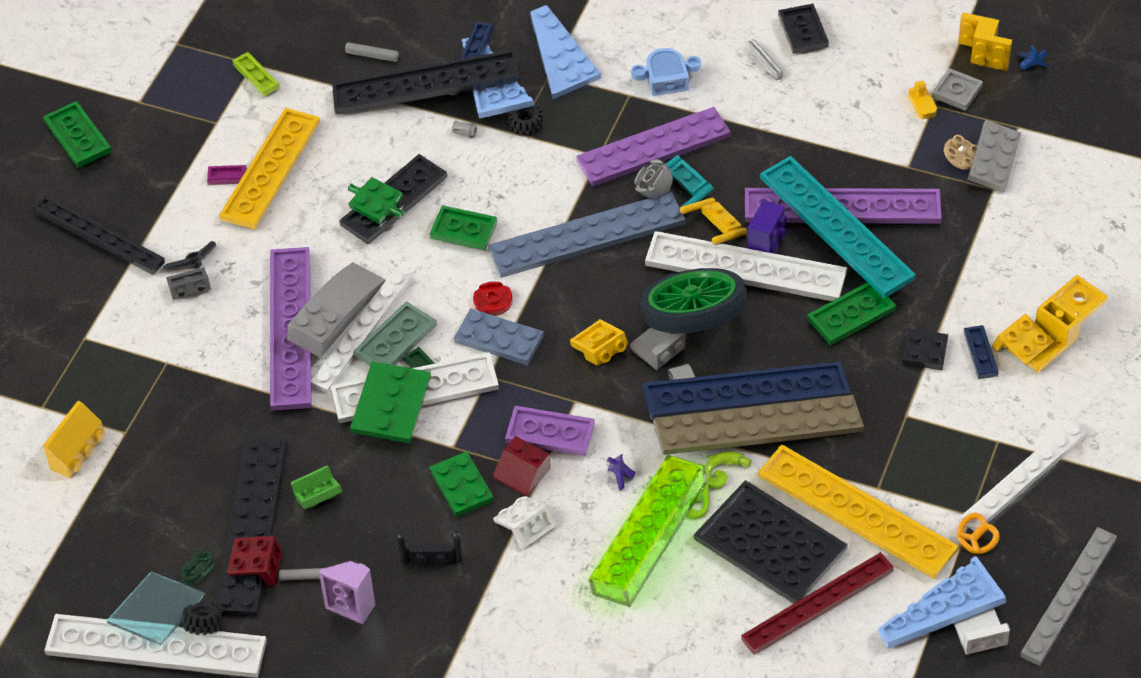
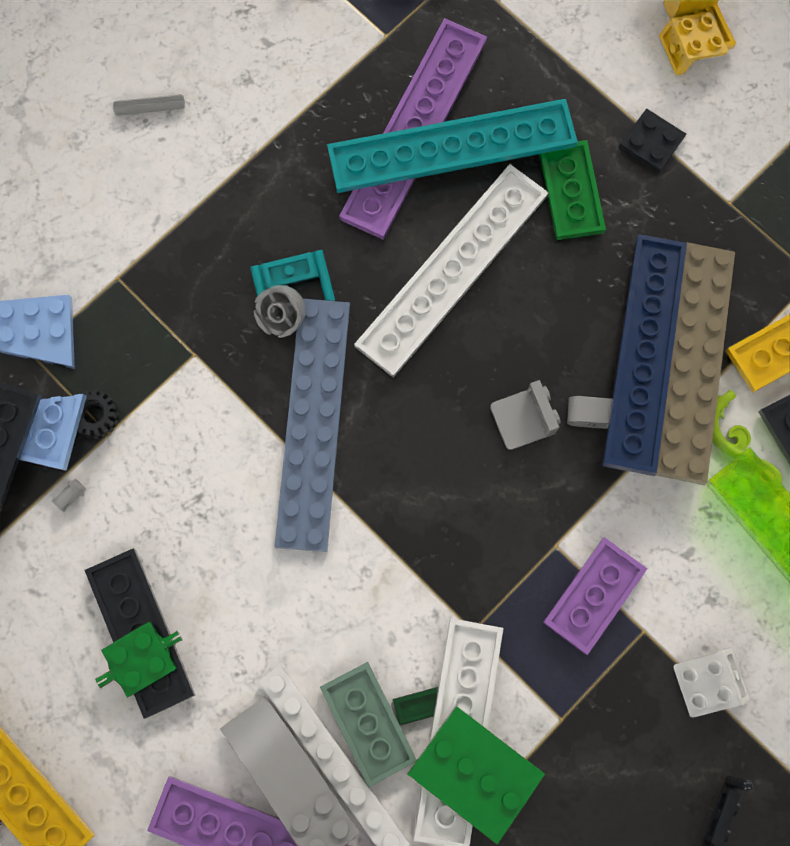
camera: 70 degrees left, 25 degrees up
(461, 484) = (625, 734): green plate -> none
(463, 227) = (232, 565): green plate -> none
(493, 298) = (358, 576): red tile -> none
(499, 336) = (421, 594): sand blue plate -> none
(522, 466) = (637, 652): dark red slope -> none
(600, 342) = (491, 481): yellow plate -> none
(620, 470) = (687, 540): dark purple piece -> none
(657, 143) = (215, 288): medium lavender plate -> none
(666, 71) = (110, 218): light blue piece -> none
(693, 300) = (498, 349): wheel -> none
(719, 217) = (368, 263): yellow plate -> none
(767, 227) = (421, 220): dark purple brick -> none
(803, 28) = (126, 42): black plate -> none
(980, 352) = (680, 89): dark blue tile -> none

